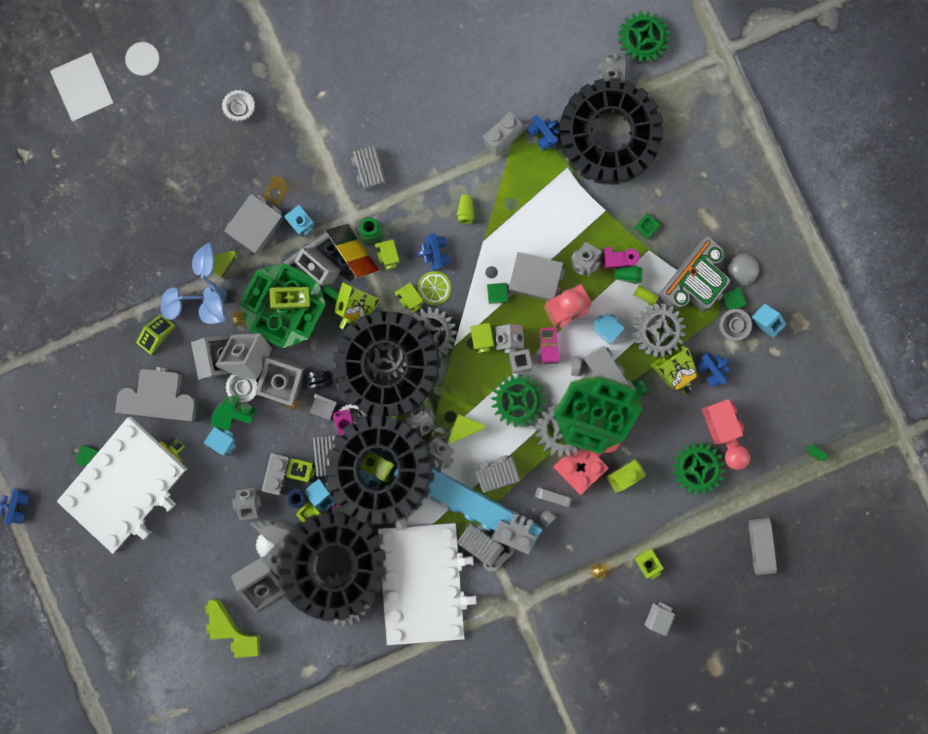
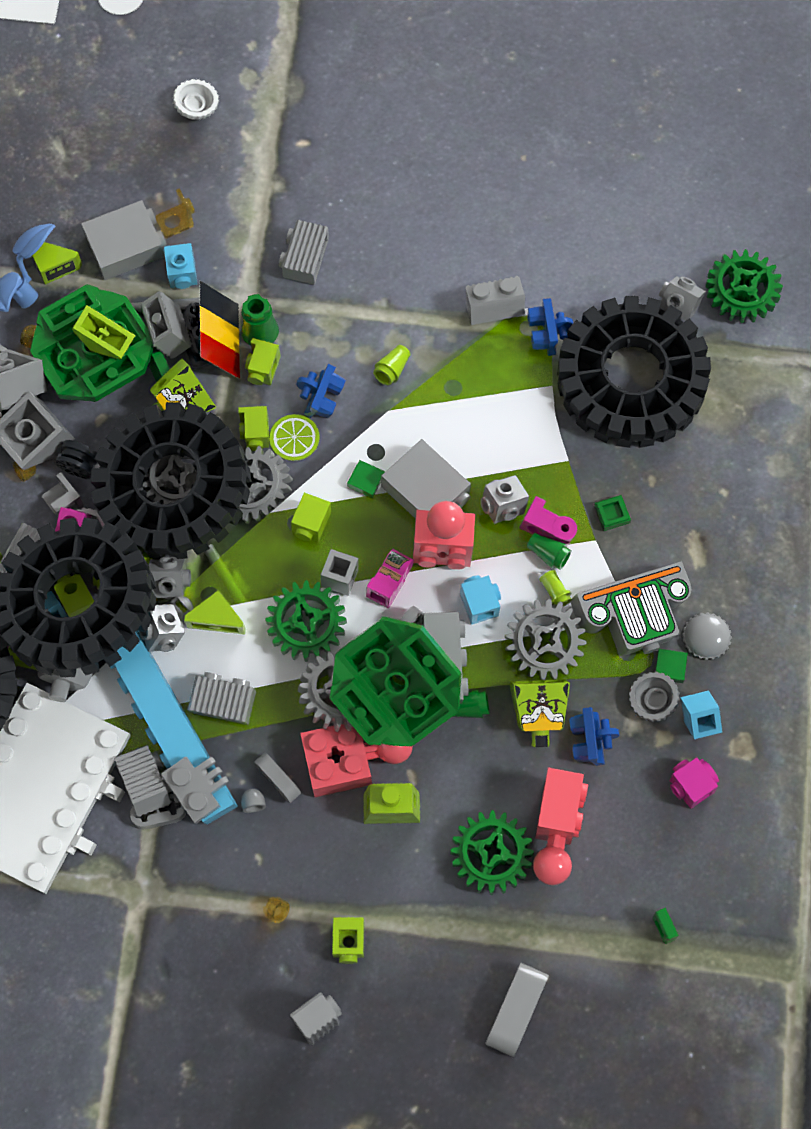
camera: 30 degrees right, 15 degrees down
(509, 338) = (345, 534): light grey brick -> none
(785, 361) = (693, 781): none -> dark pink brick

